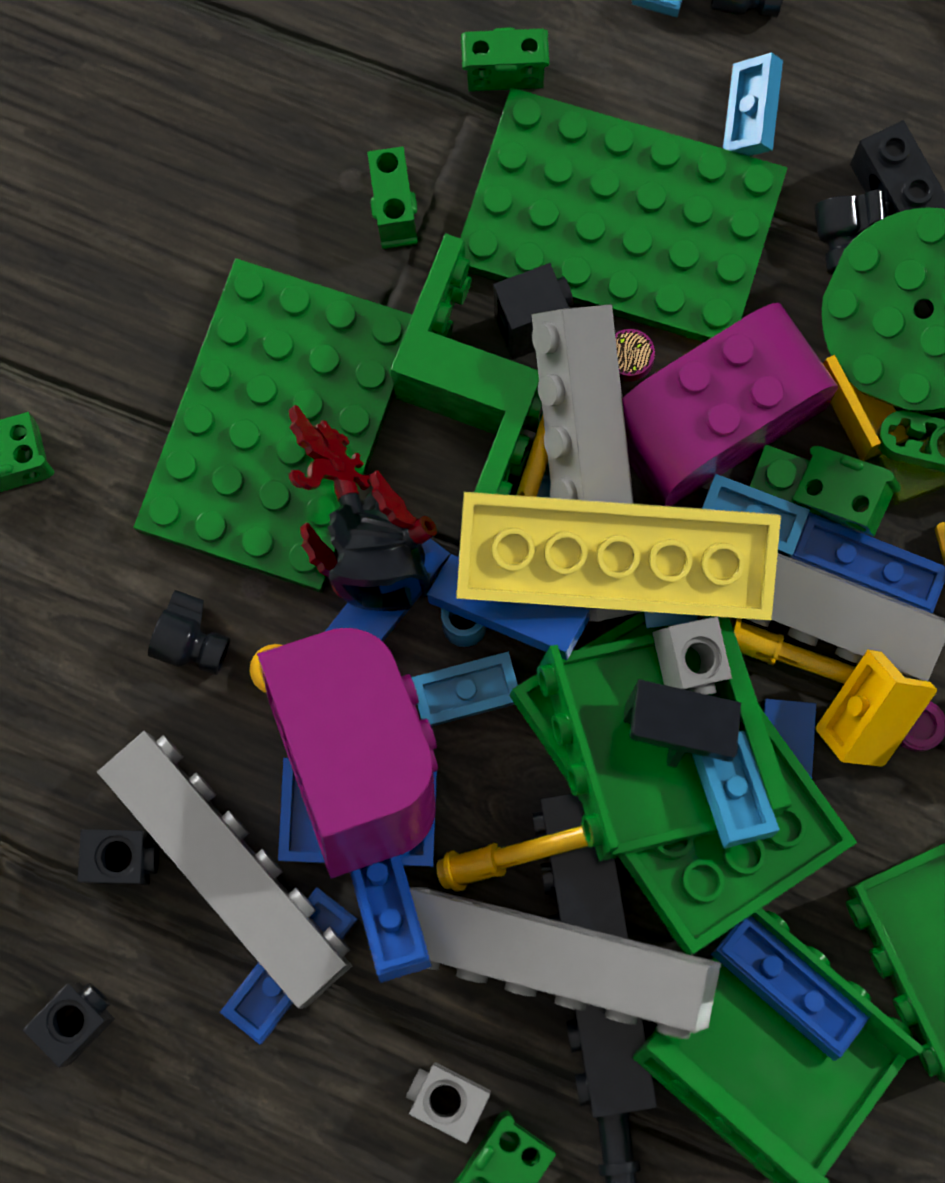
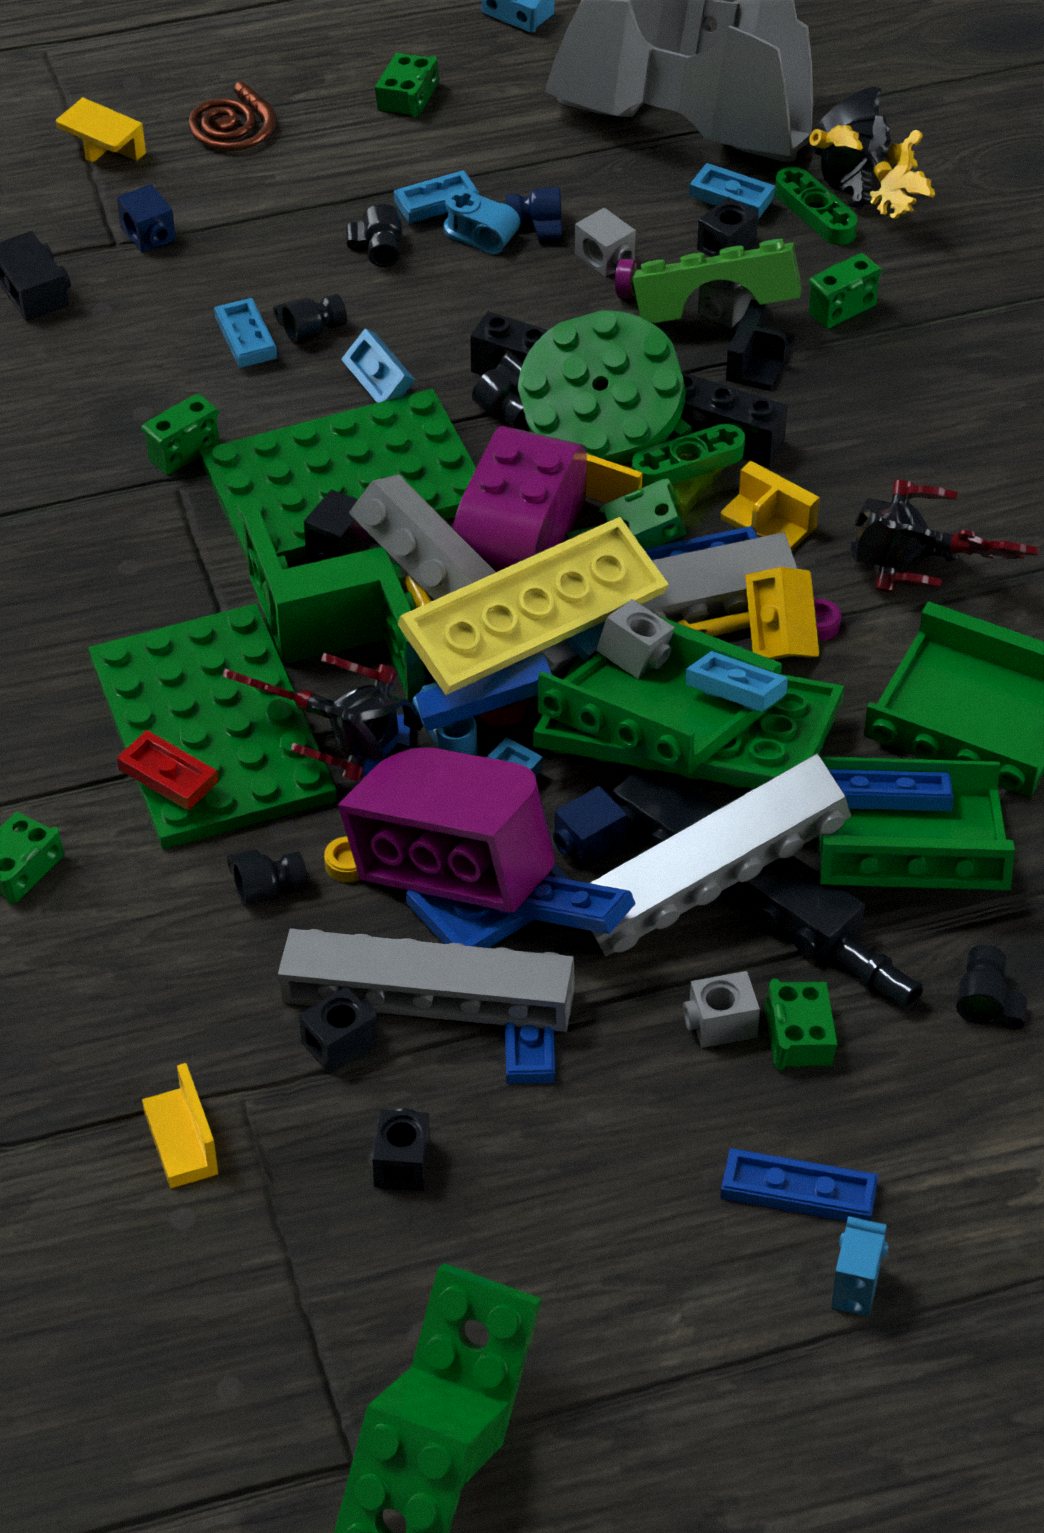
camera: 45 degrees left, 30 degrees down
(177, 469) = (167, 770): none -> red plate
(392, 200) = (173, 547): green piece -> none
(483, 863) = (613, 852): yellow pin -> none
(497, 810) = (589, 827): none -> dark blue brick
(683, 721) = (661, 667): black panel -> none

